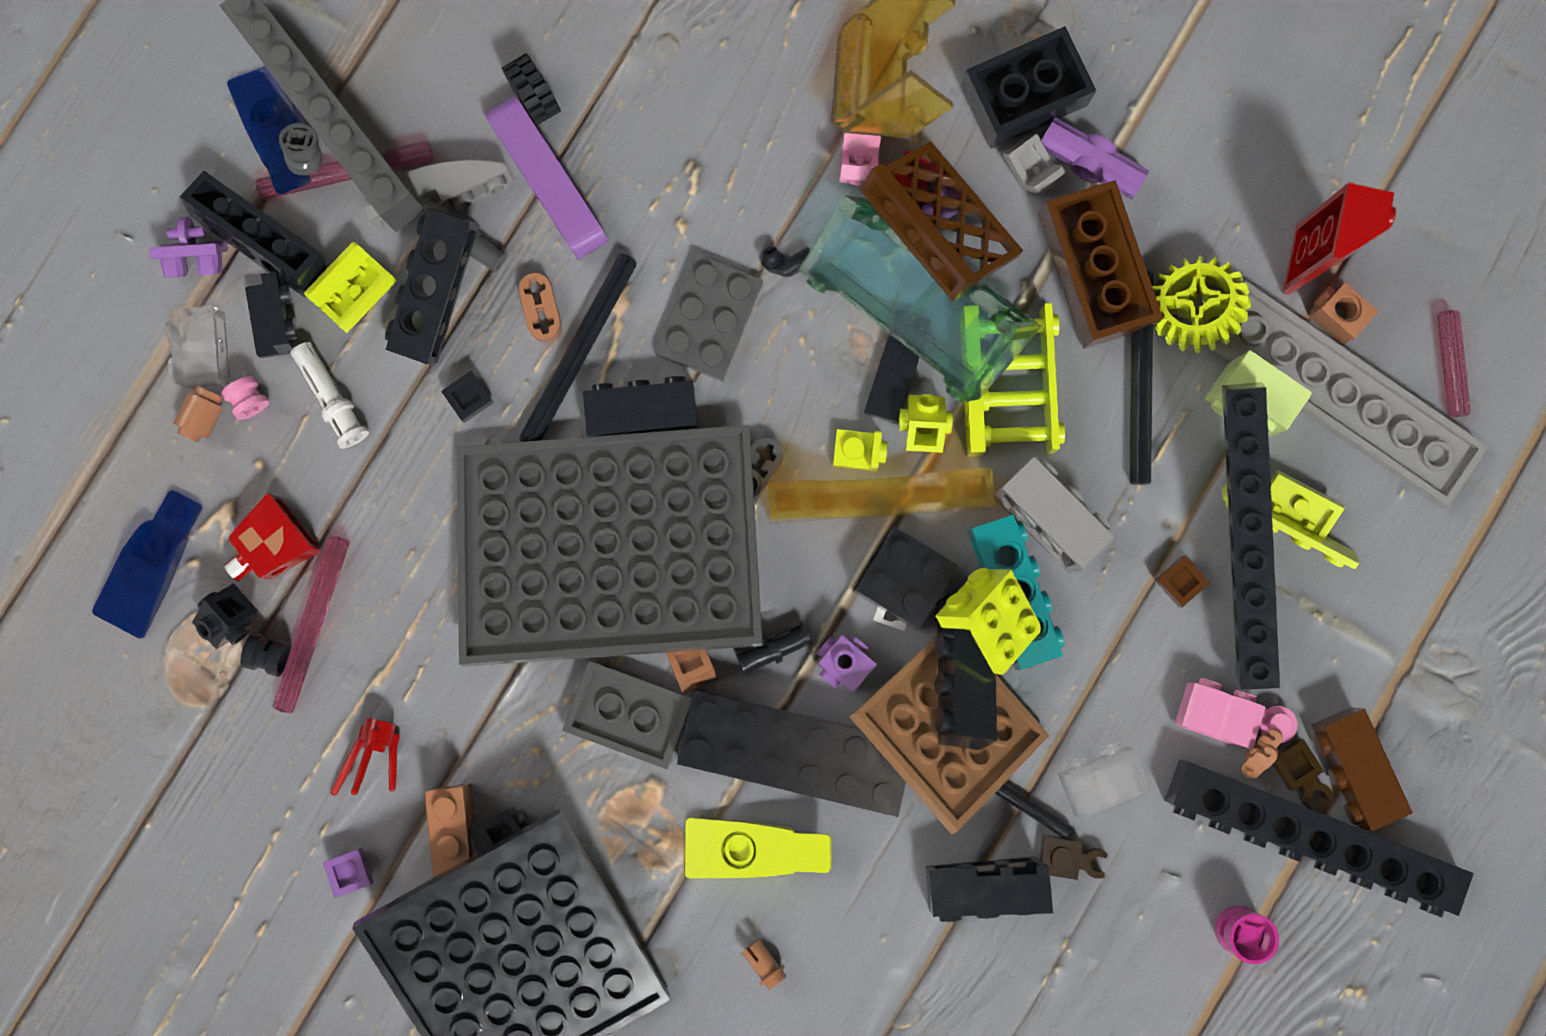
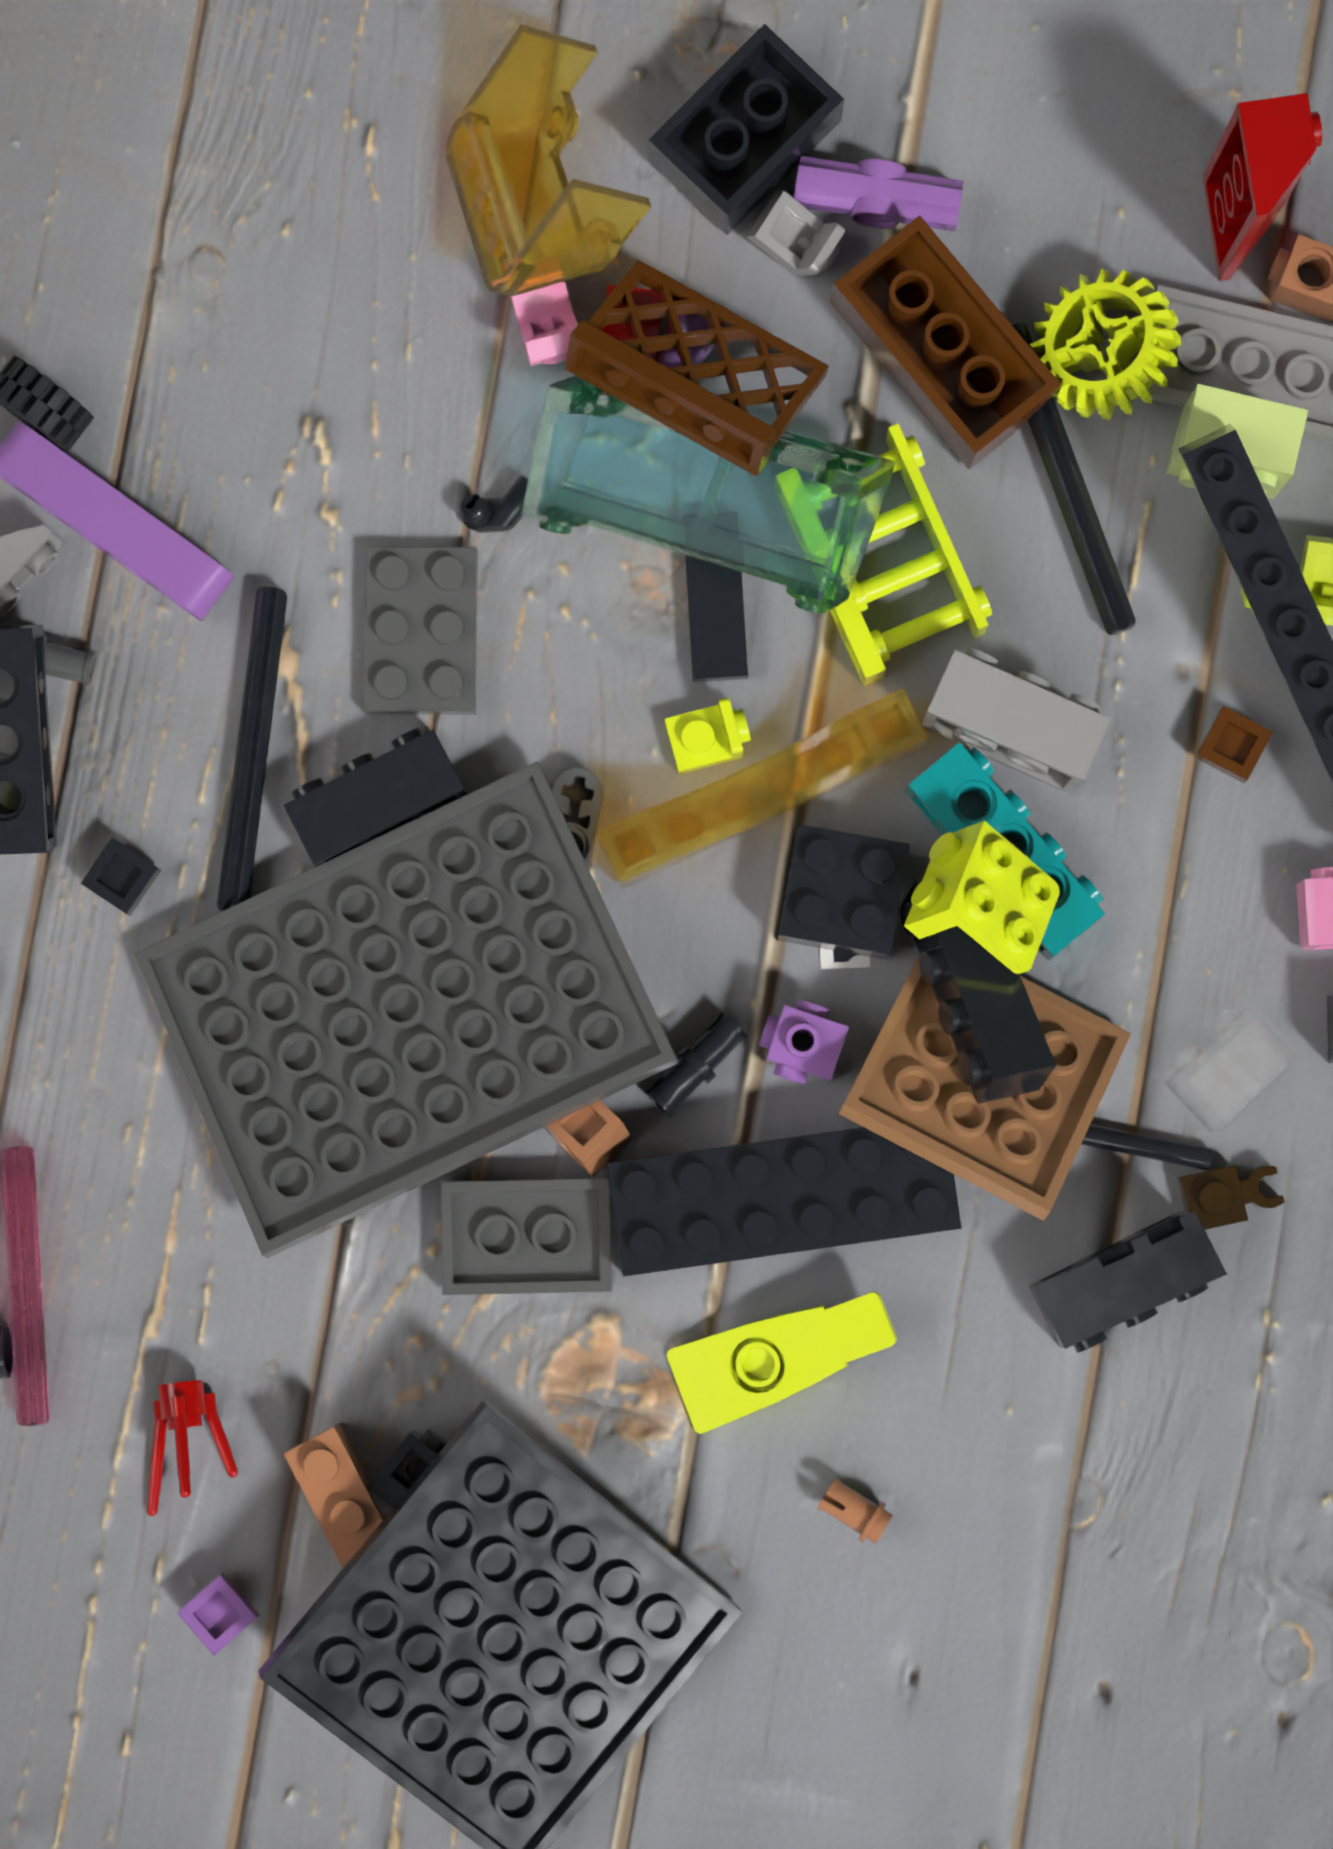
camera: 15 degrees left, 0 degrees up
(532, 310) = (163, 717): nougat beam -> none
(925, 423) = (786, 661): neon yellow brick -> none

